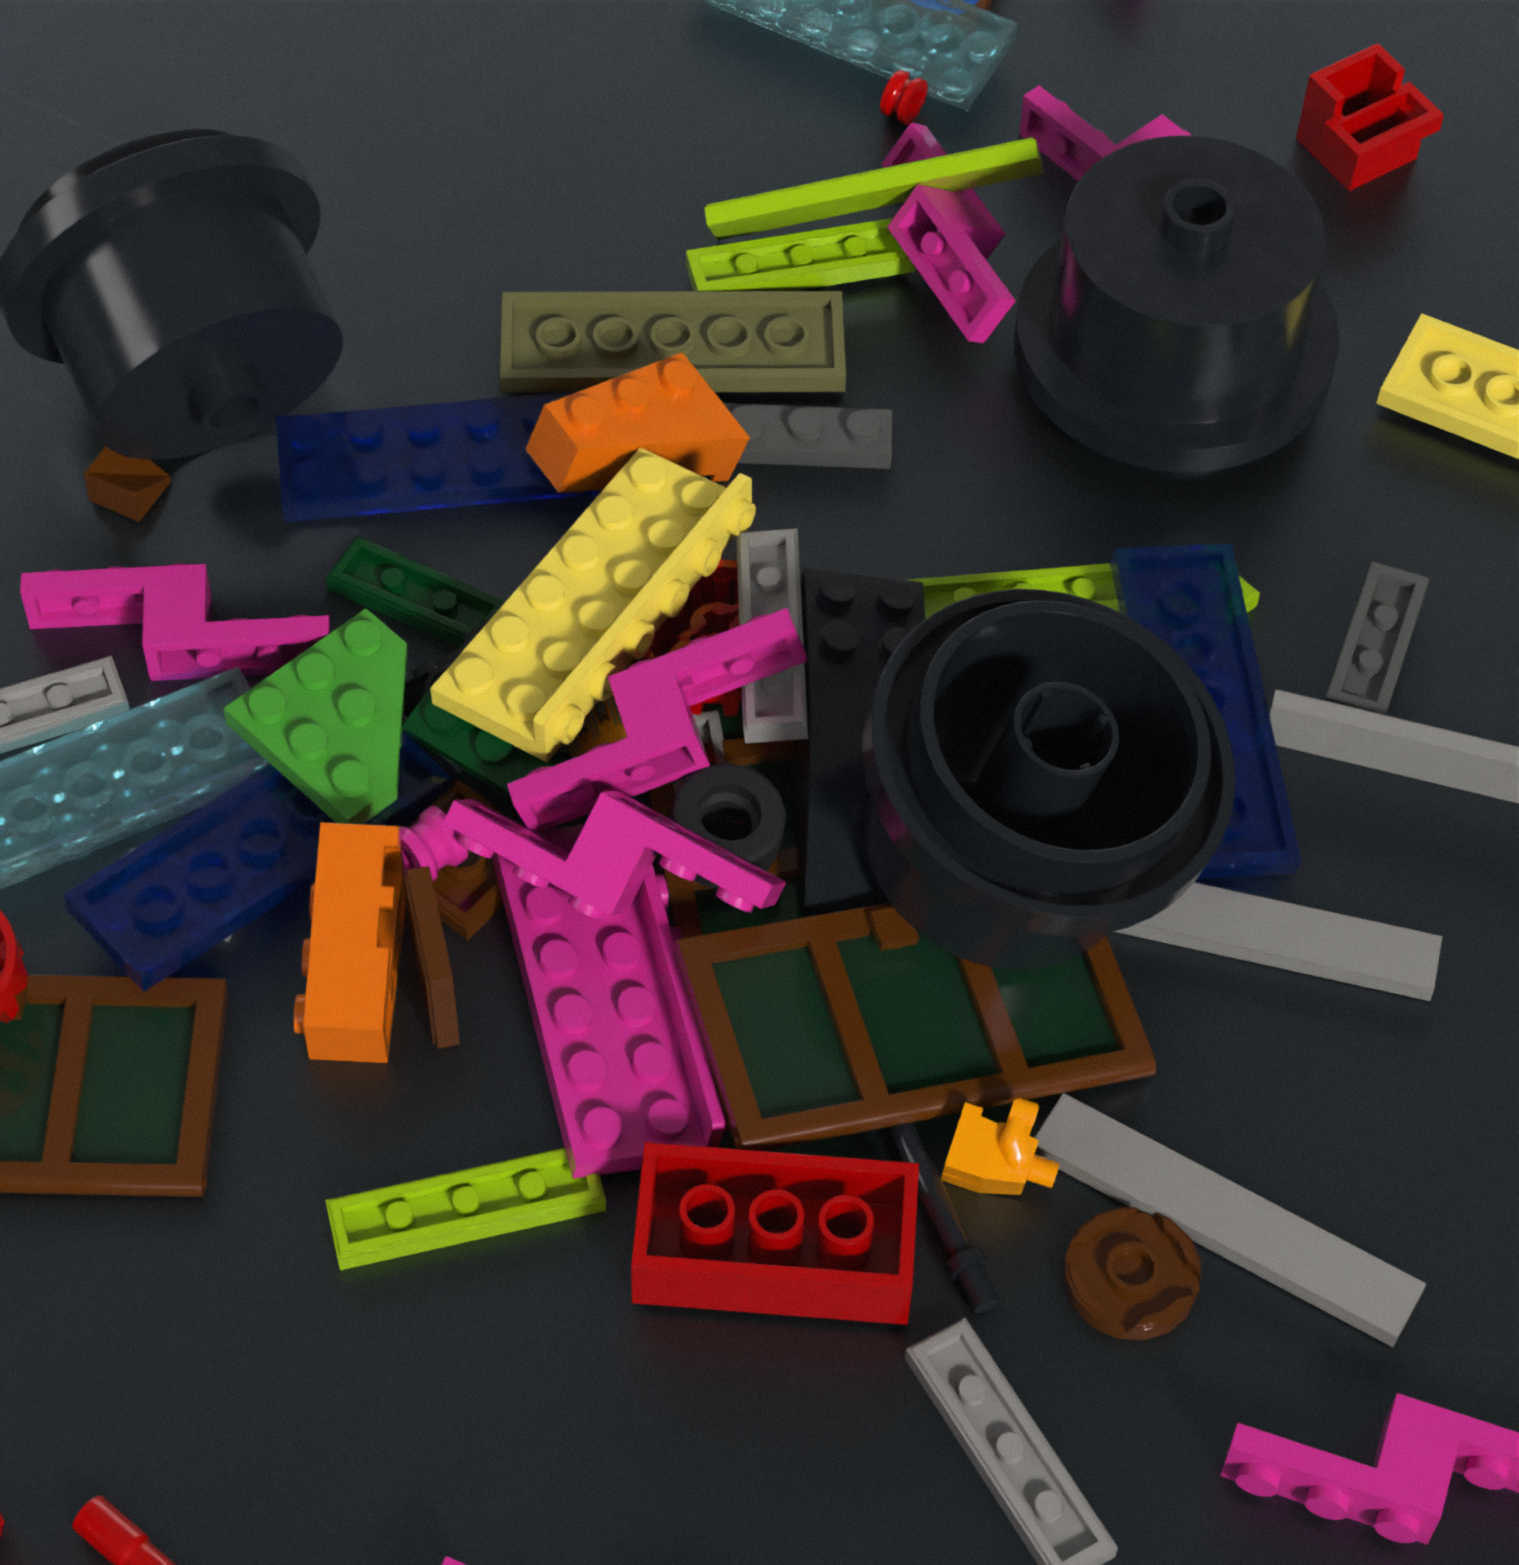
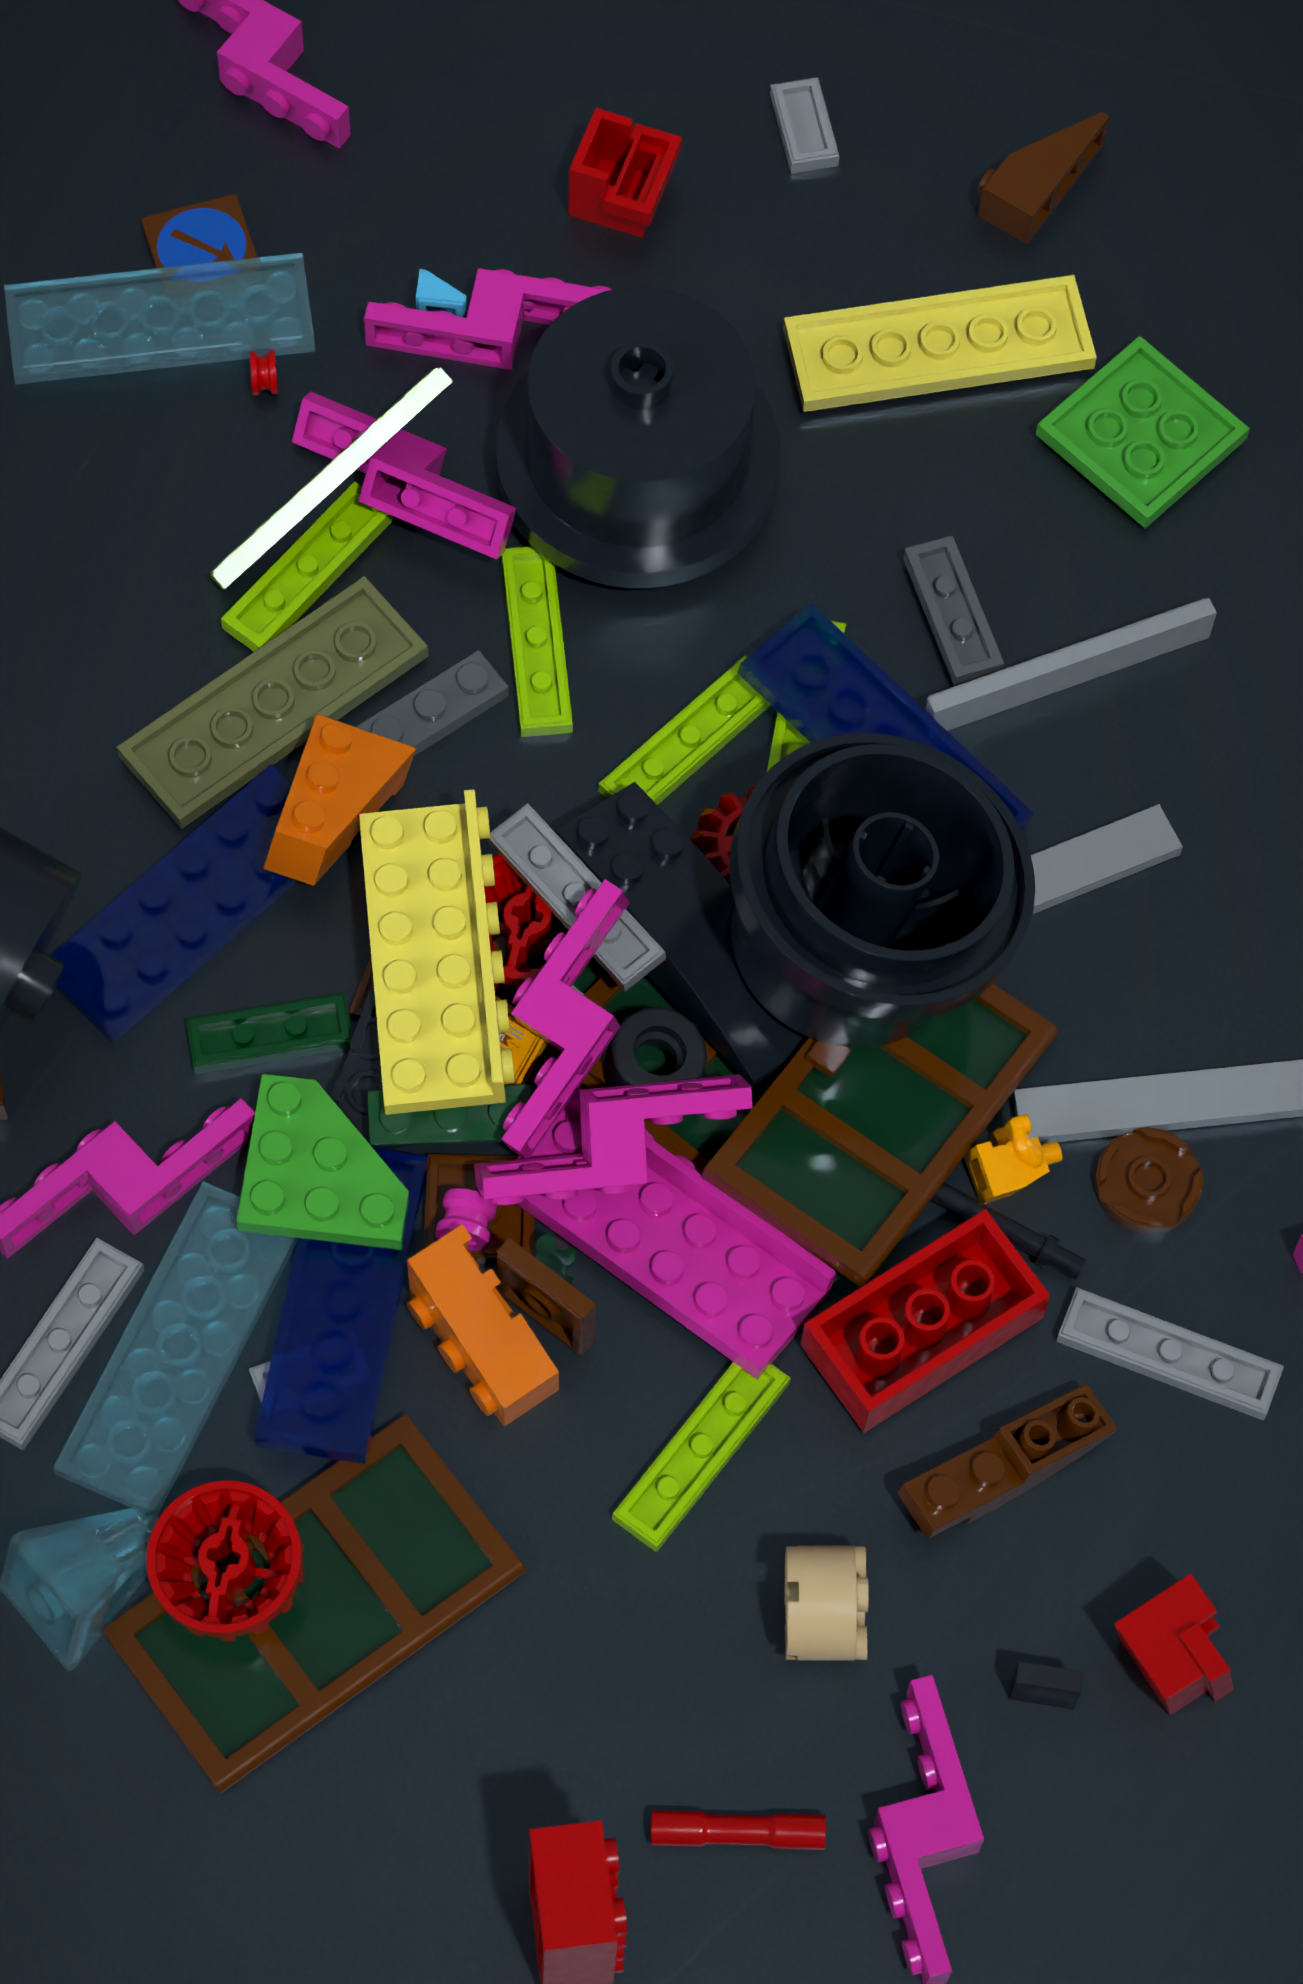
camera: 40 degrees left, 10 degrees up
(430, 1418) = (825, 1603): none -> tan brick
(477, 940) = (555, 1255): none -> clear green plate
(742, 1434) = (1008, 1463): none -> reddish brown slope
(951, 441) = (536, 643): none -> lime tile
(1107, 115) = (437, 295): none -> medium azure slope

